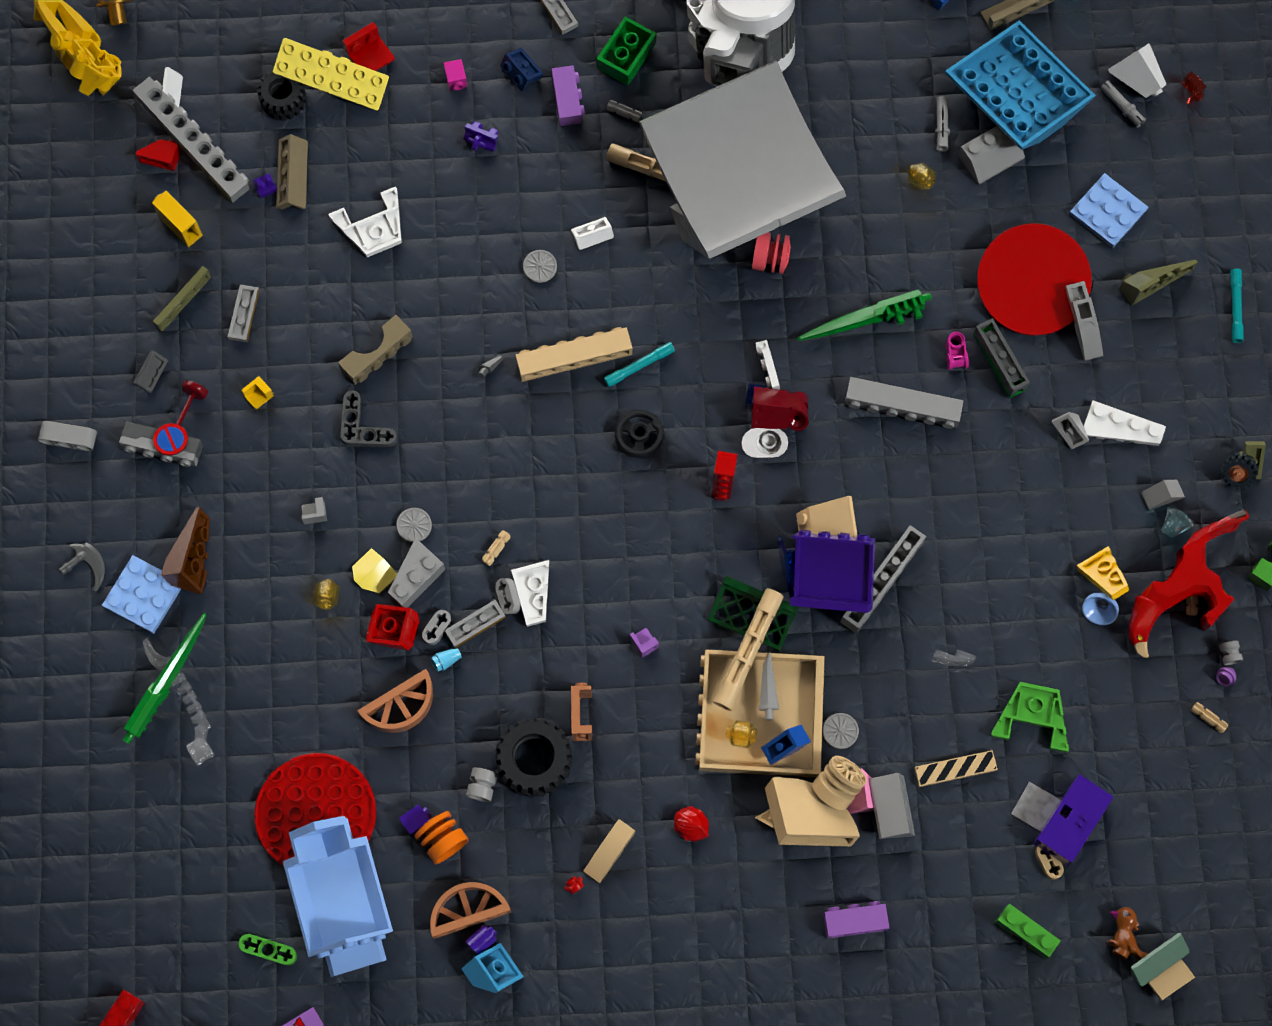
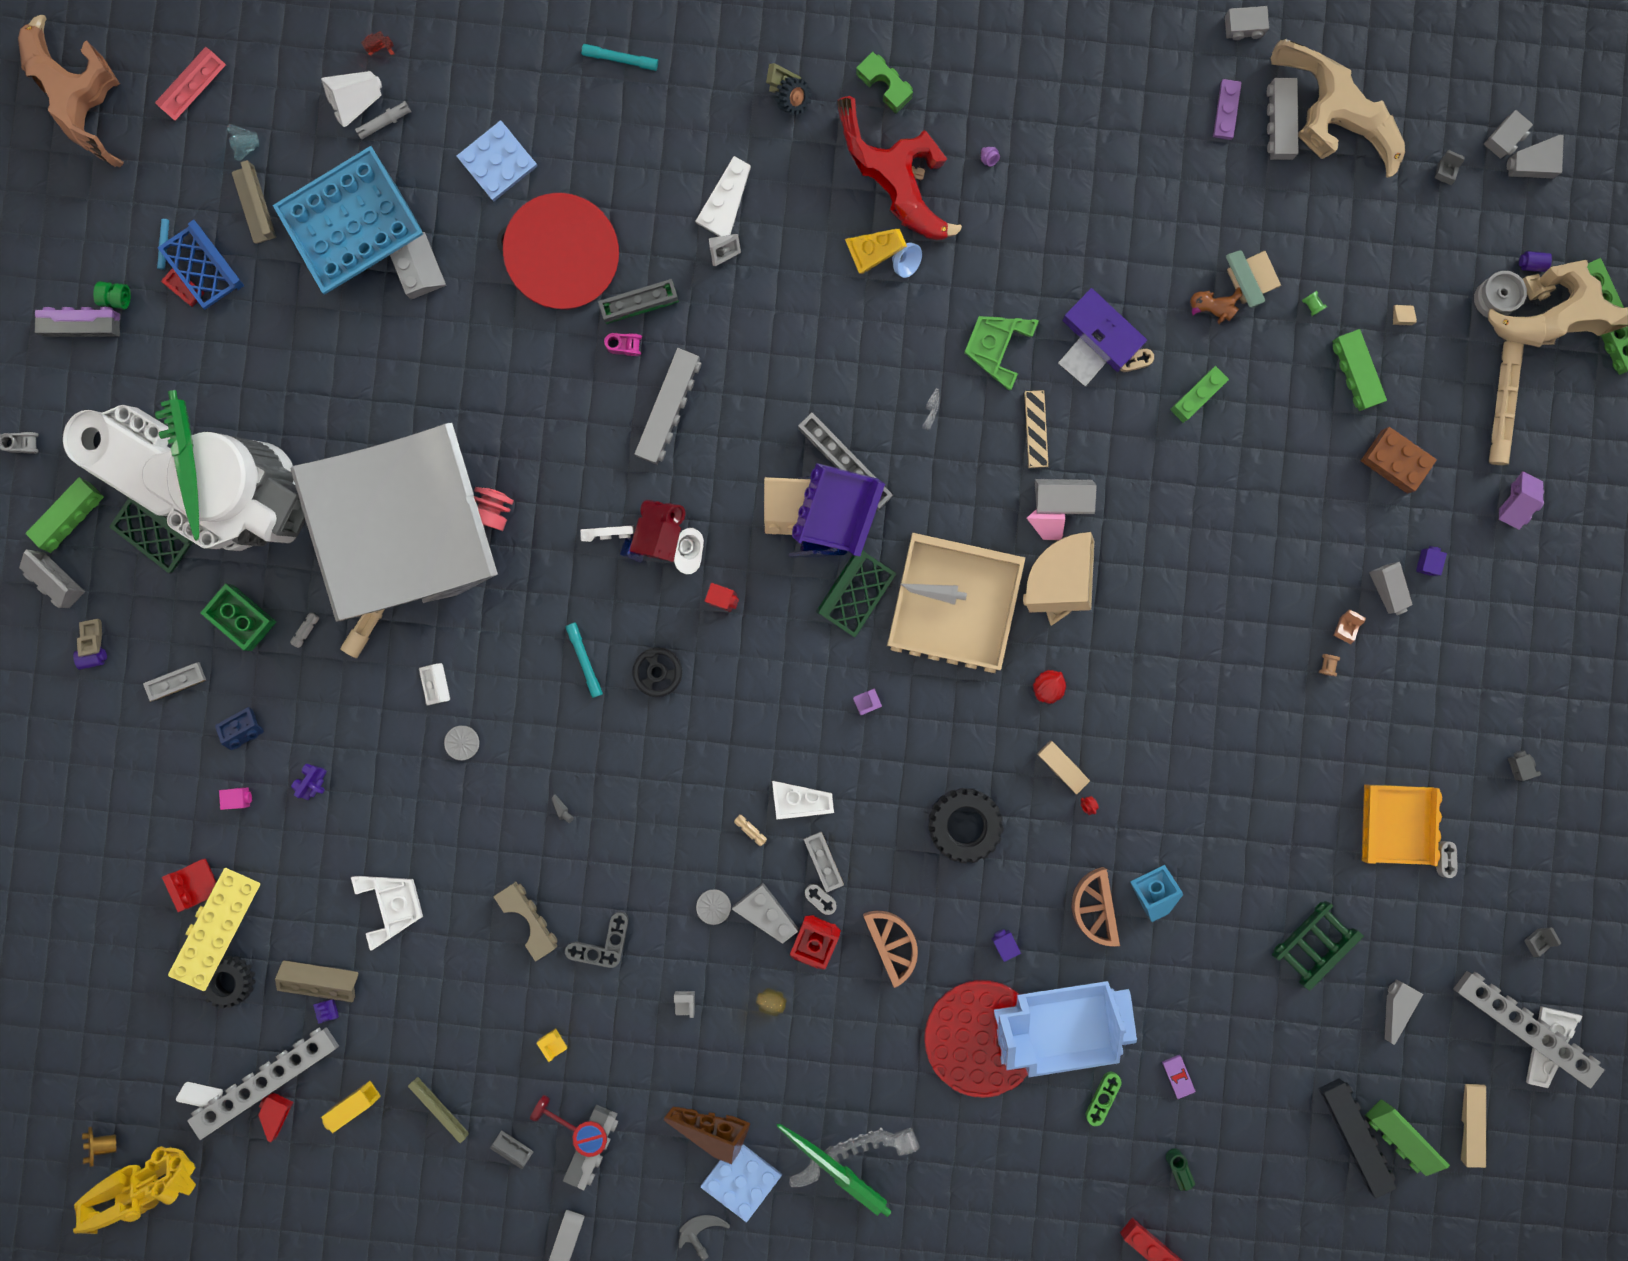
camera: 85 degrees left, 15 degrees up
(243, 313) = (464, 1049): light grey plate -> none
(373, 572) = (755, 953): light yellow slope -> none
(439, 835) = (1028, 924): orange wheel -> none
(445, 659) = (854, 895): medium azure cone -> none
(481, 784) = (982, 878): light grey wheel -> none
(482, 939) = (1127, 899): dark purple brick -> none
(507, 596) = (801, 826): light grey beam -> none
(567, 95) = (277, 685): medium lavender brick -> none
(574, 354) = (563, 723): tan brick -> none
(579, 732) = (947, 781): nougat panel -> none
(742, 734) = (978, 625): clear yellow head -> none
(748, 649) = (907, 611): tan piece -> none
(785, 744) = (994, 585): blue slope -> none
(839, 782) = (1038, 541): tan wheel -> none
(840, 730) = (983, 530): light grey wheel -> none
(856, 920) = (1163, 549): medium lavender brick -> none
(874, 313) = (566, 401): green piece -> none
(921, 176) = (429, 340): clear yellow head -> none
(942, 142) = (395, 312): light grey pin -> none
(1085, 320) = (613, 210): light grey slope -> none
(1147, 282) = (582, 143): olive wedge -> none
(1162, 494) = (801, 175): light grey slope -> none
(1176, 522) = (833, 168): clear light blue rock -> none
(1209, 717) = (1026, 181): tan axle -> none
(1231, 652) = (969, 146): light grey wheel -> none

